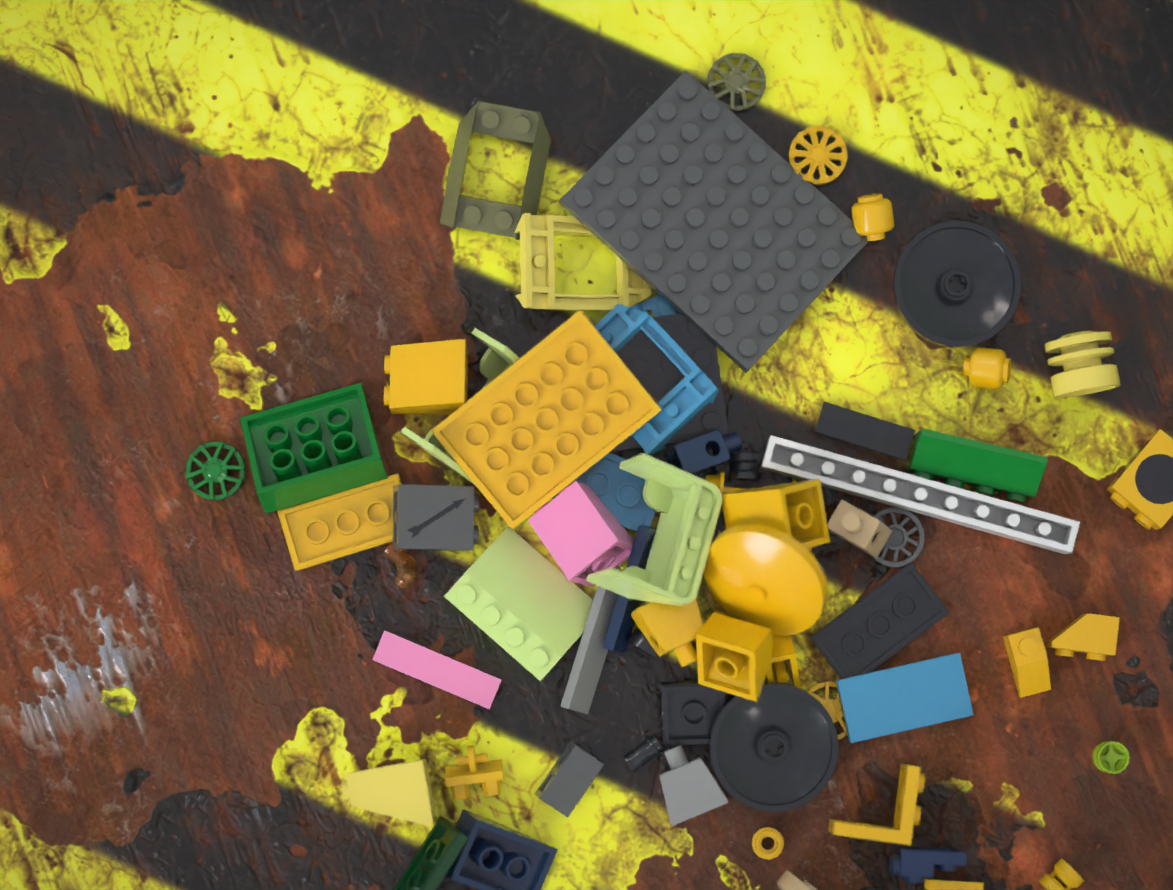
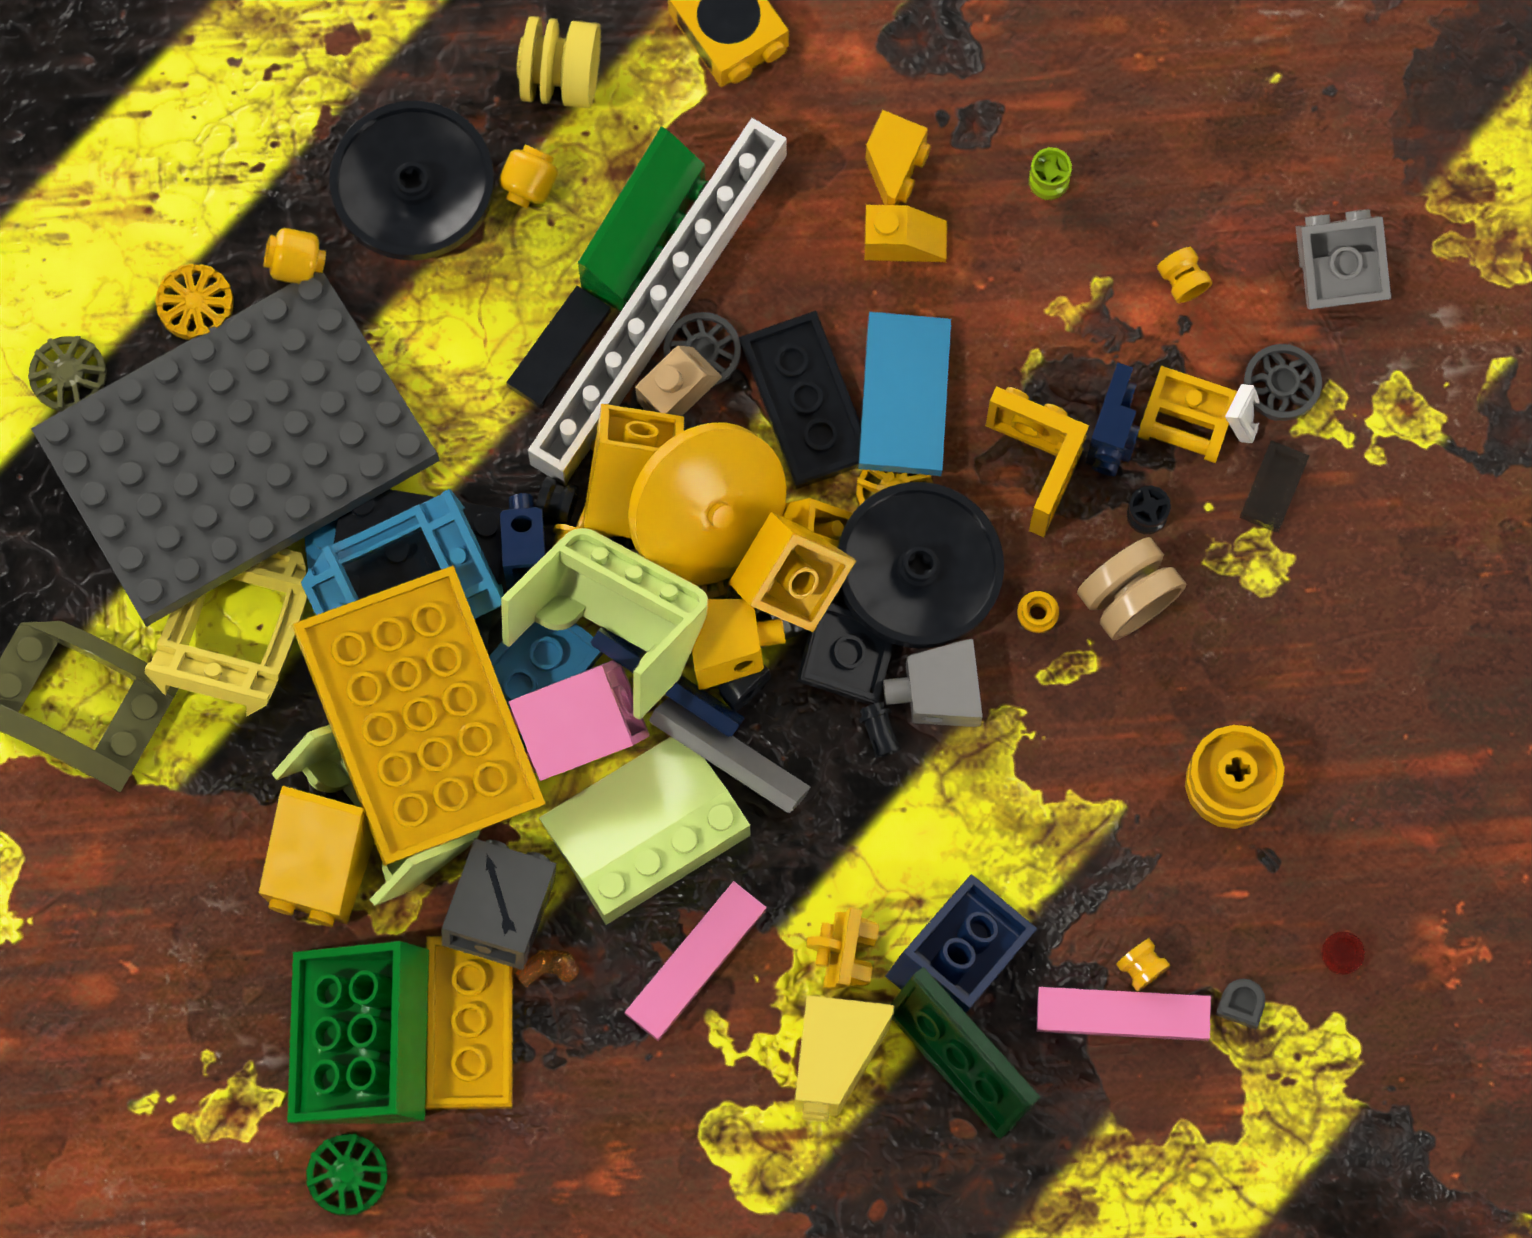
camera: 75 degrees left, 10 degrees down
(569, 779) = (885, 831): dark grey hinge -> none

